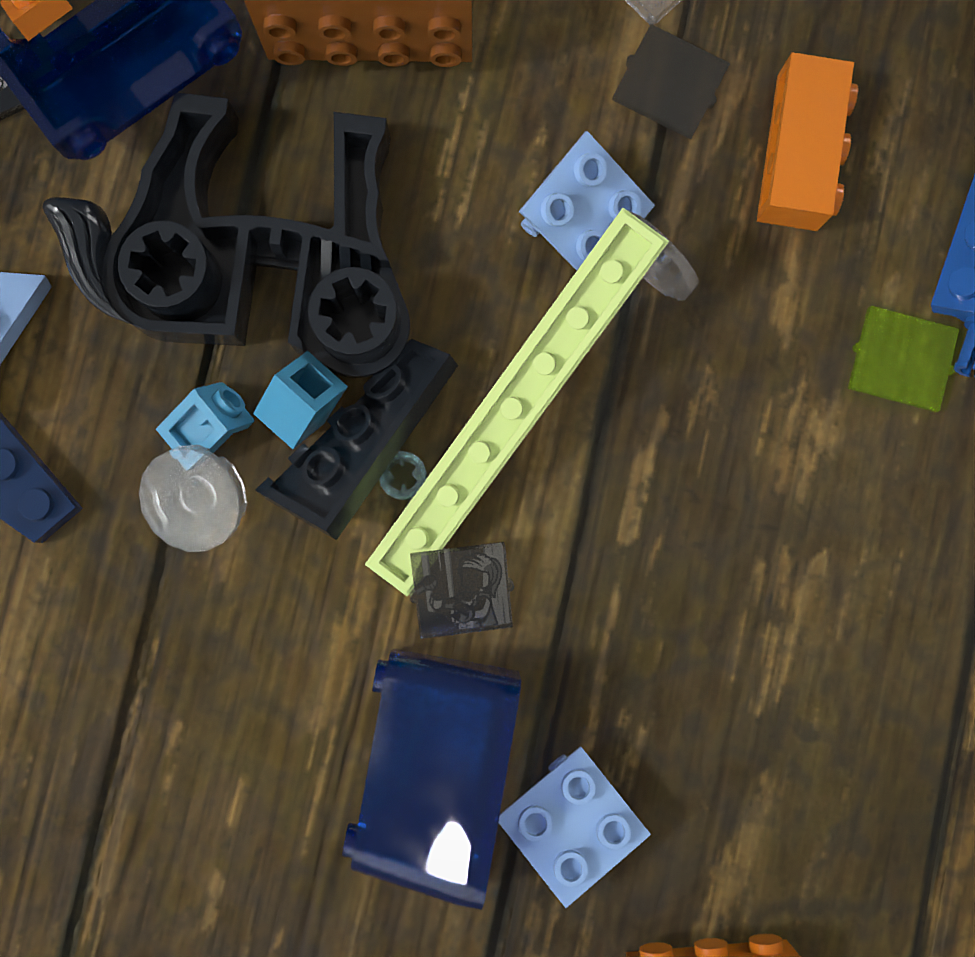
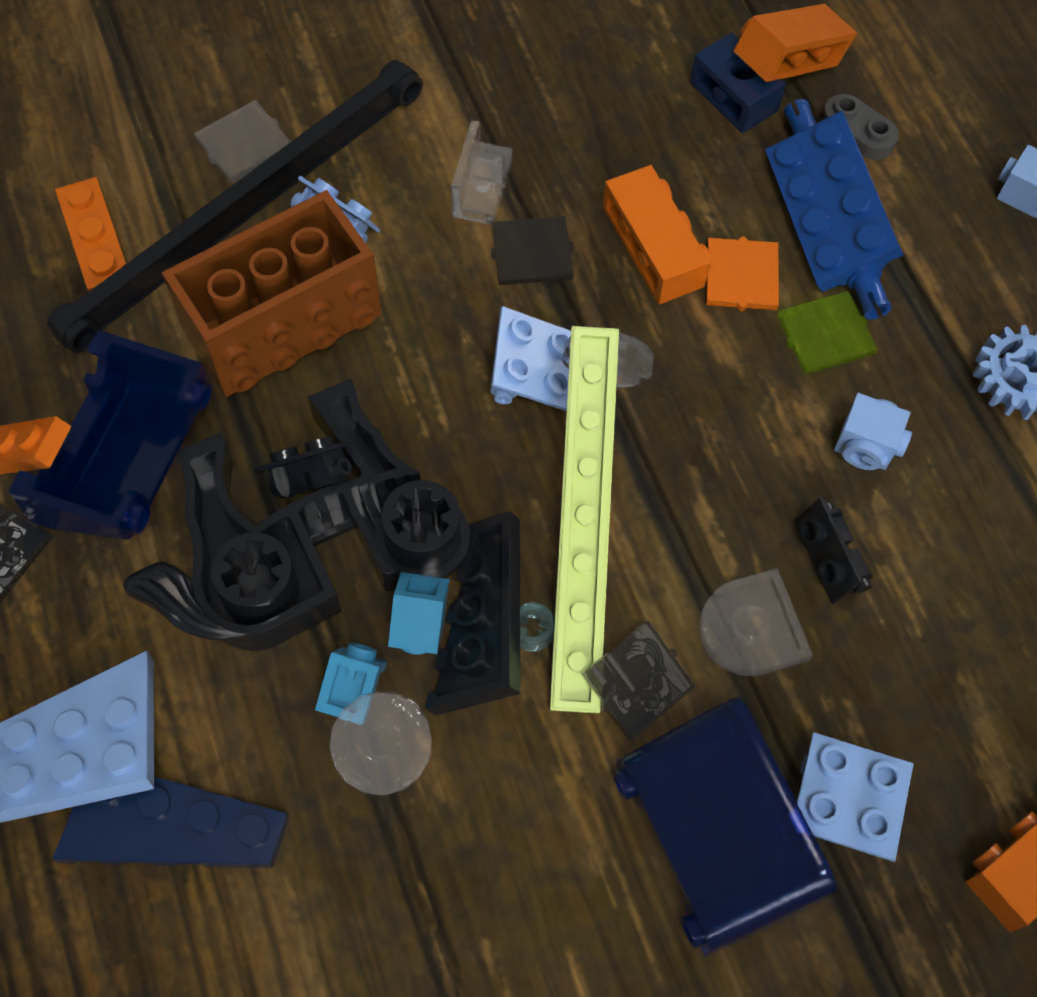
camera: 30 degrees left, 20 degrees down
(290, 185) = (322, 461): none -> black hinge
(607, 606) = (753, 626): none -> clear tile
(738, 561) = (826, 540): none -> black hinge
(864, 497) = (873, 433): none -> light blue brick
(866, 241) = (743, 274): none -> orange piece

